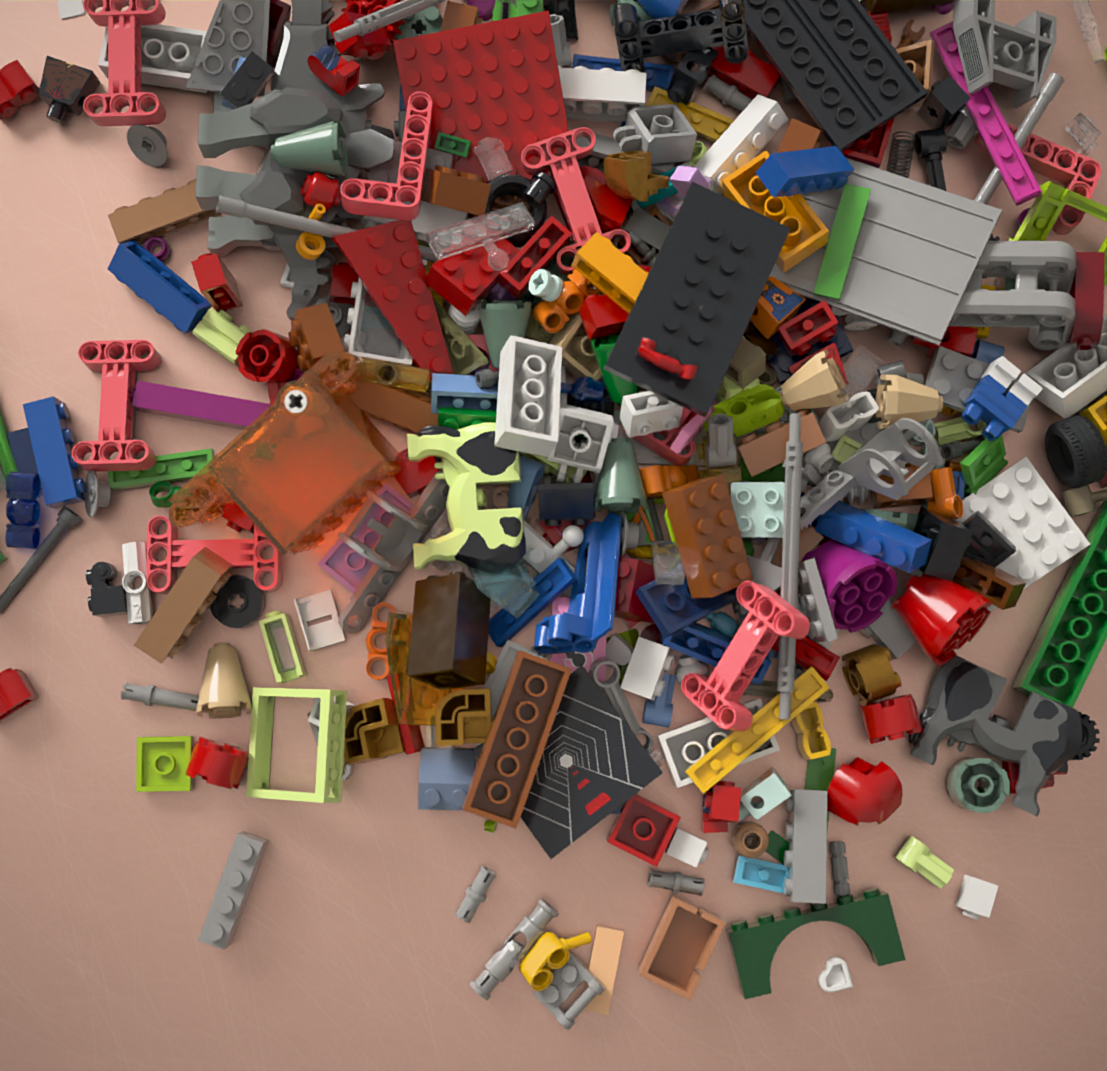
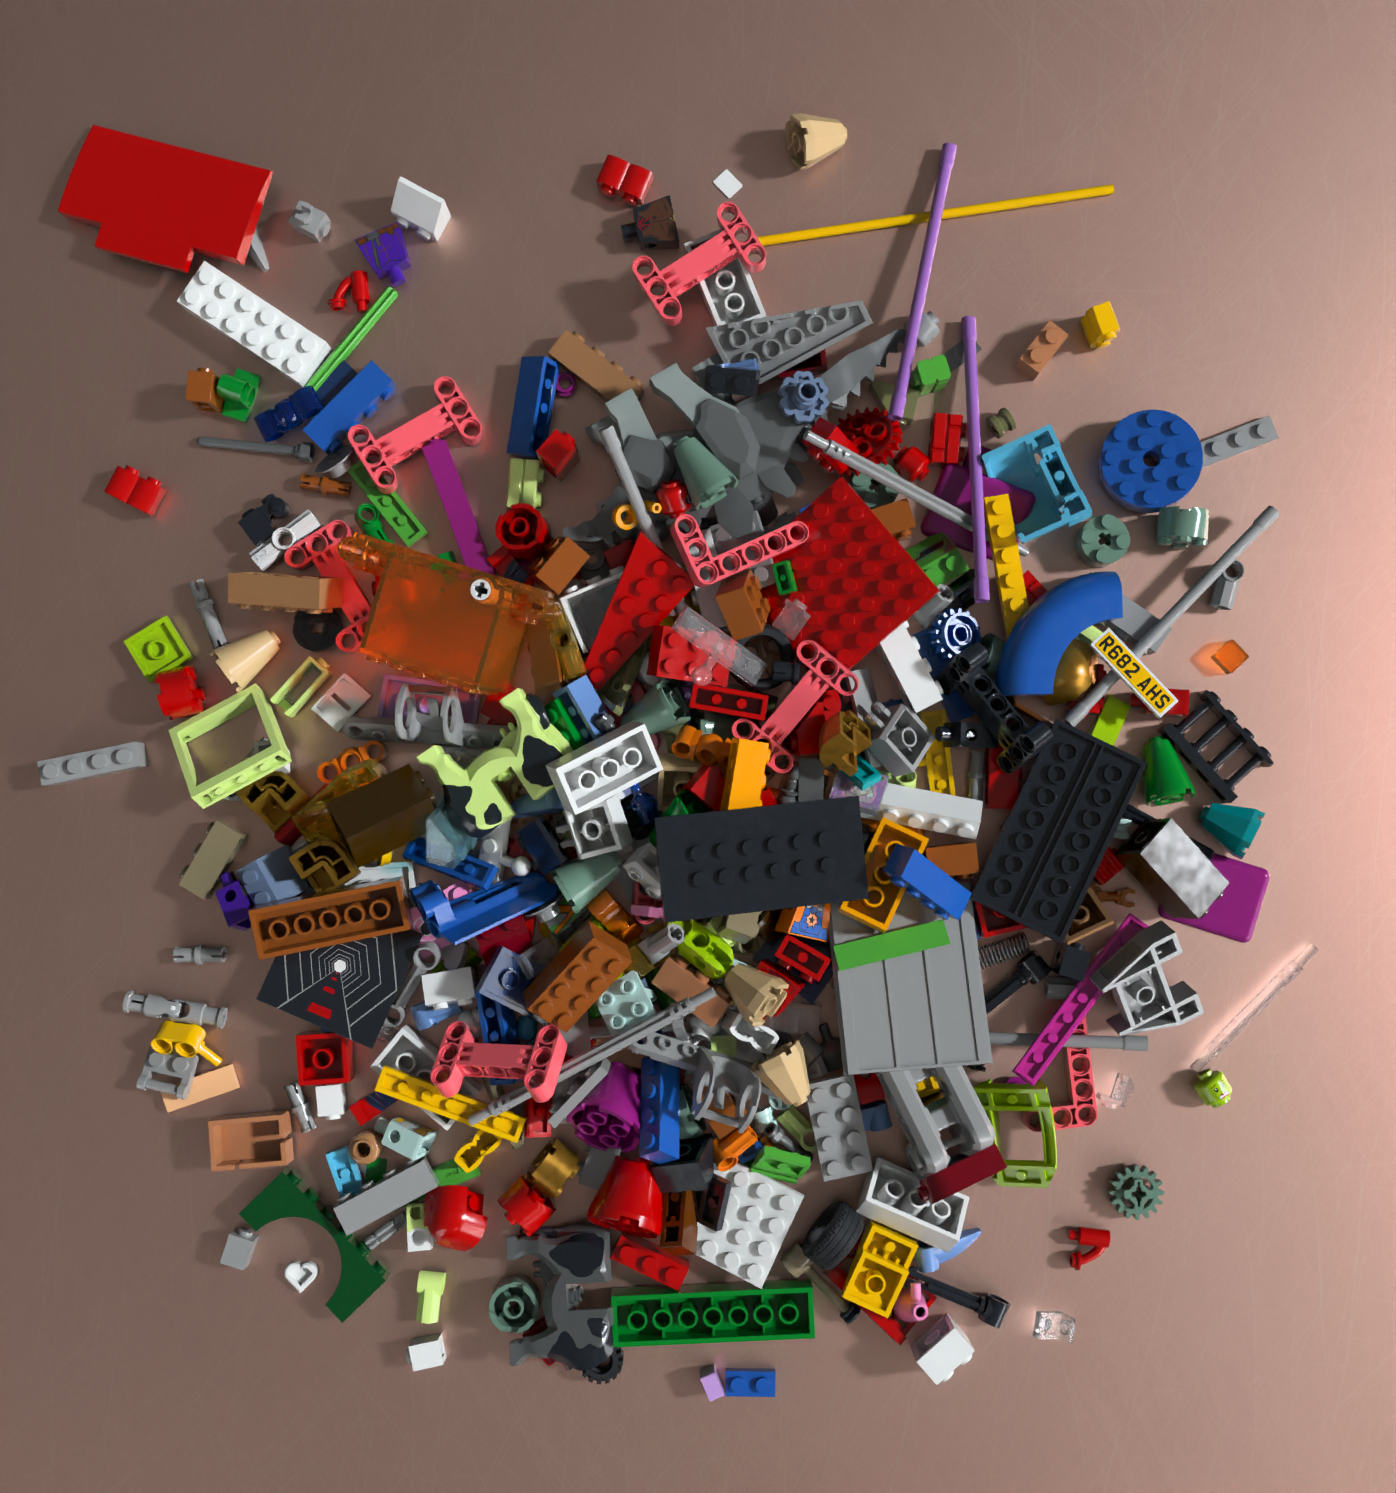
camera: 60 degrees right, 5 degrees up
(110, 518) = (325, 485): none -> dark orange pin
(147, 144) = (645, 324): light grey piece -> none
(301, 29) = (803, 397): none -> sand blue plant
(334, 70) = (783, 445): red leg -> none
(392, 828) = (212, 859): none -> dark tan brick
(458, 826) = (234, 902): none -> dark purple torso
(545, 285) = (706, 725): light aqua wheel -> none
(593, 38) = (944, 631): none -> blue gear
(665, 362) = (684, 845): red arm -> none
(684, 176) = (864, 789): lavender piece -> none
(723, 802) = (379, 1110): red brick -> none
(777, 1020) = (239, 1248): none -> light grey brick
(857, 836) = (417, 1235): none -> leg
(913, 359) = (832, 1055): none -> dark grey piece
(999, 398) = (834, 1148): blue hips -> none
(1005, 634) = (650, 1260): none -> red brick

